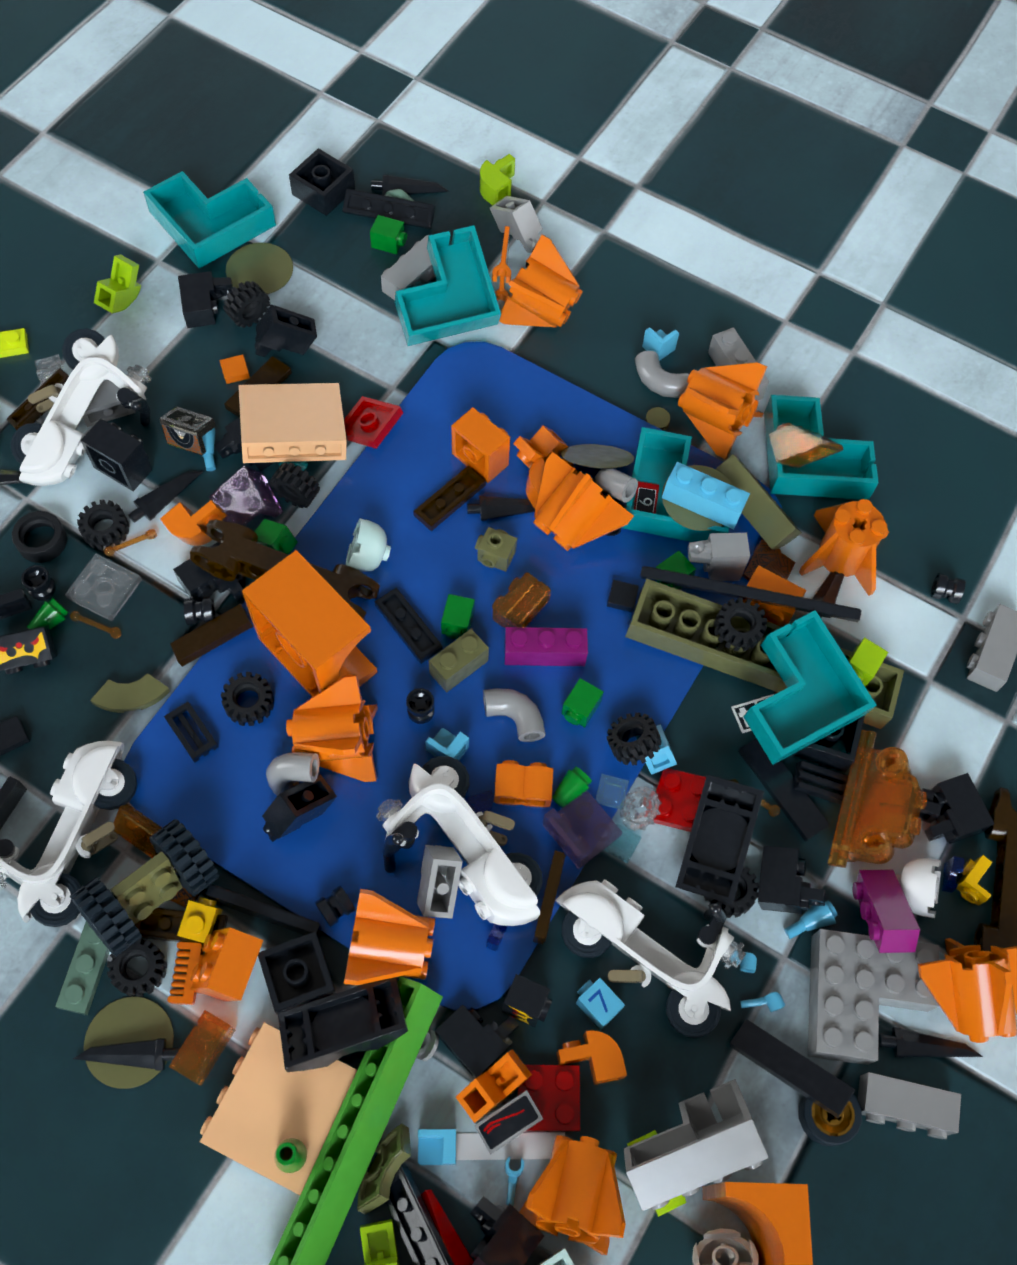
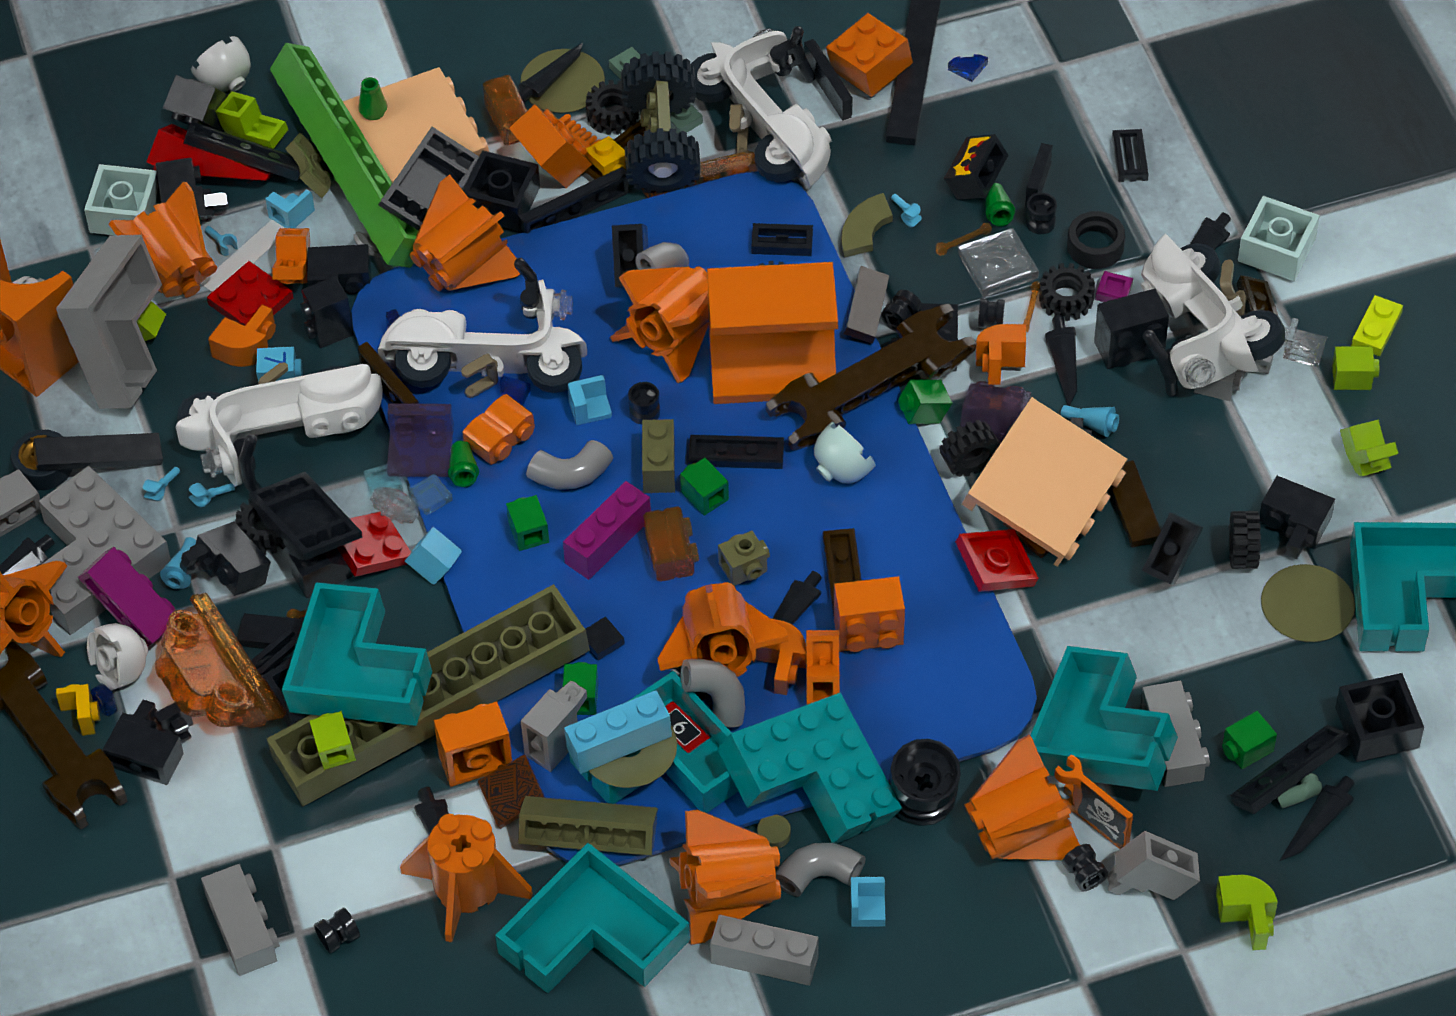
camera: 135 degrees right, 10 degrees down
(52, 330) = (1354, 368): none -> lime brick
(75, 502) = (1113, 287): none -> magenta tile
(95, 669) = (911, 212): none -> medium azure hand
(159, 554) = (990, 312): none -> black wheel
(185, 429) = (1119, 400): clear smoke panel -> none
(234, 369) = (1176, 497): orange tile -> none
(335, 906) = (529, 241): black wheel -> none
(439, 881) = (478, 306): light grey hinge -> none
(508, 1122) = (257, 257): black slope -> none
(566, 351) = (930, 766): none -> black wheel
(597, 456) = (760, 693): olive sticker -> none
(613, 404) = (822, 753): none -> teal piece
(637, 749) = (445, 538): black tyre -> none
(743, 610) = (461, 649): black tyre -> none
(754, 594) = (482, 689): black tile -> none
(800, 446) = (596, 884): clear orange slope -> none

